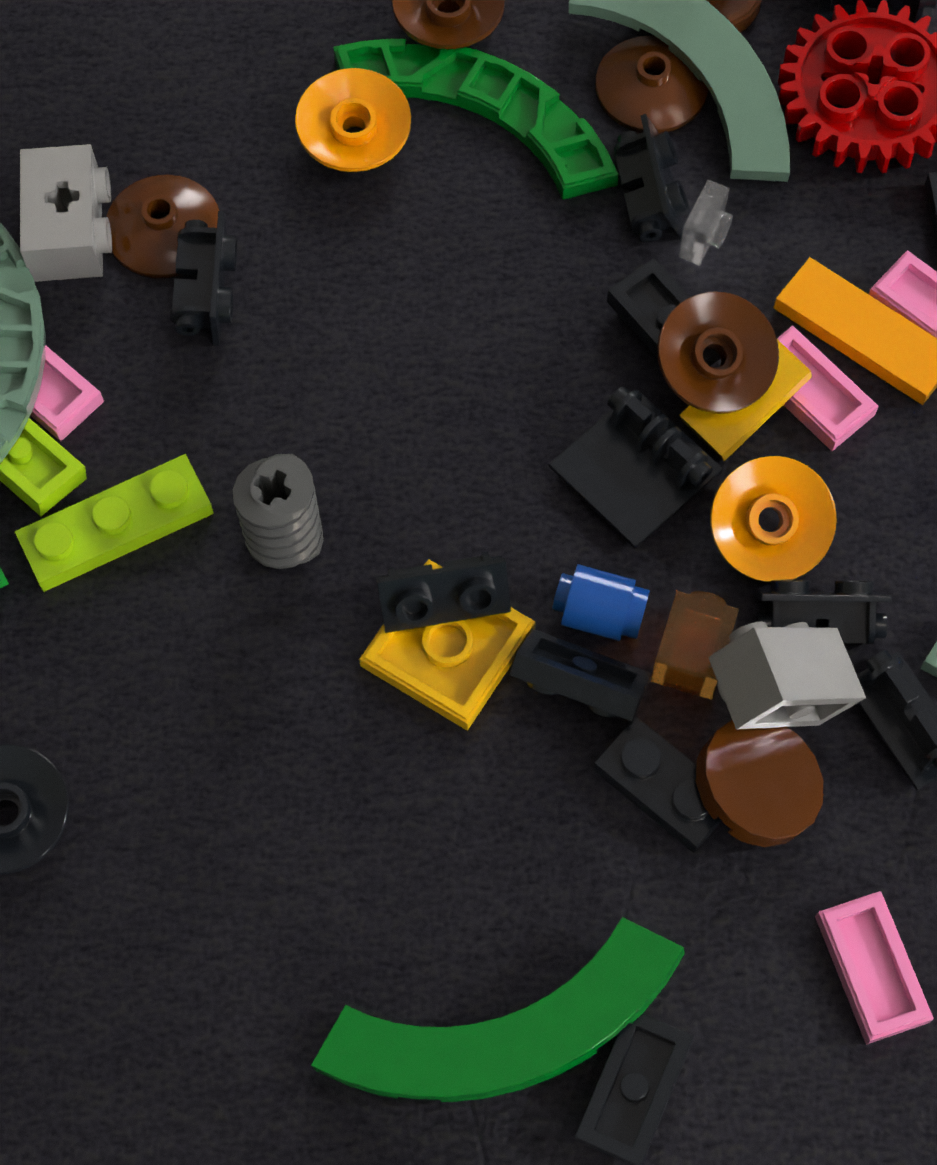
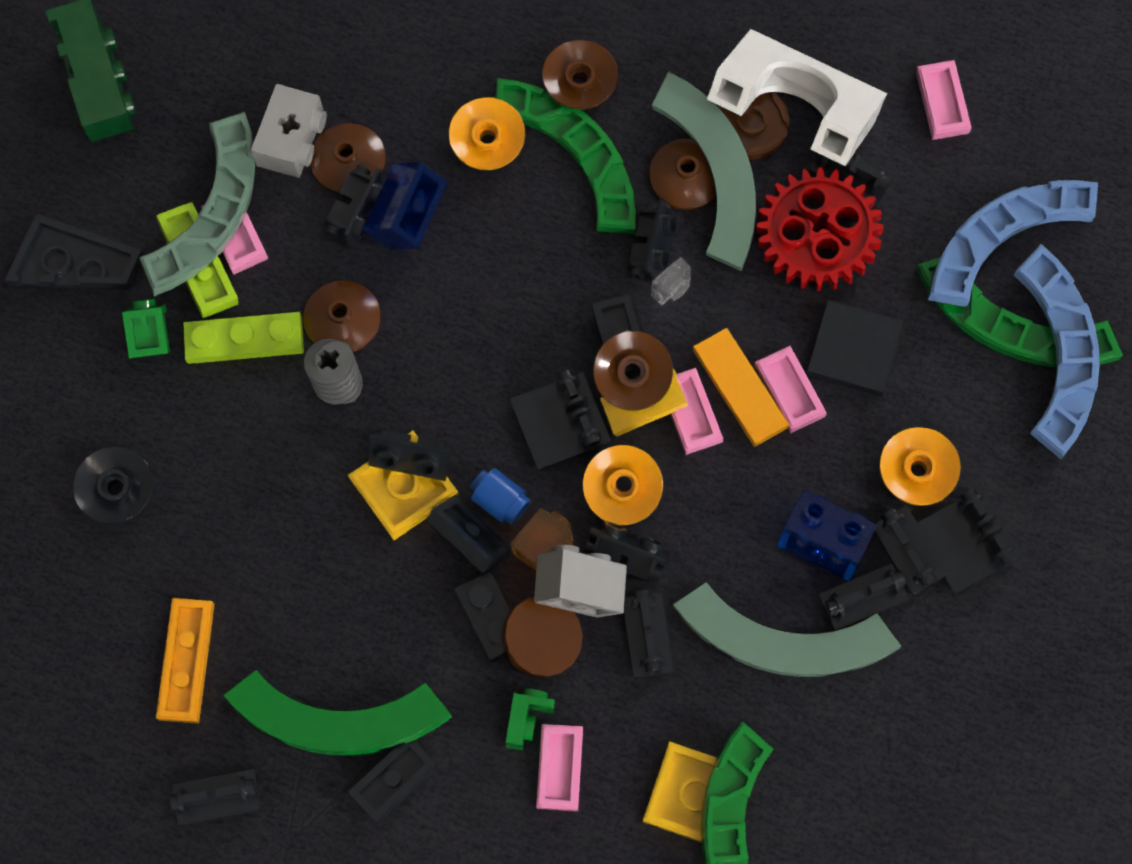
camera: 25 degrees right, 5 degrees up
(222, 456) = (356, 327): none -> reddish brown dish
(225, 1037) = (185, 660): none -> light orange tile
(281, 250) = (405, 205): none -> clear blue brick
(787, 922) = (521, 724): none -> green bracket

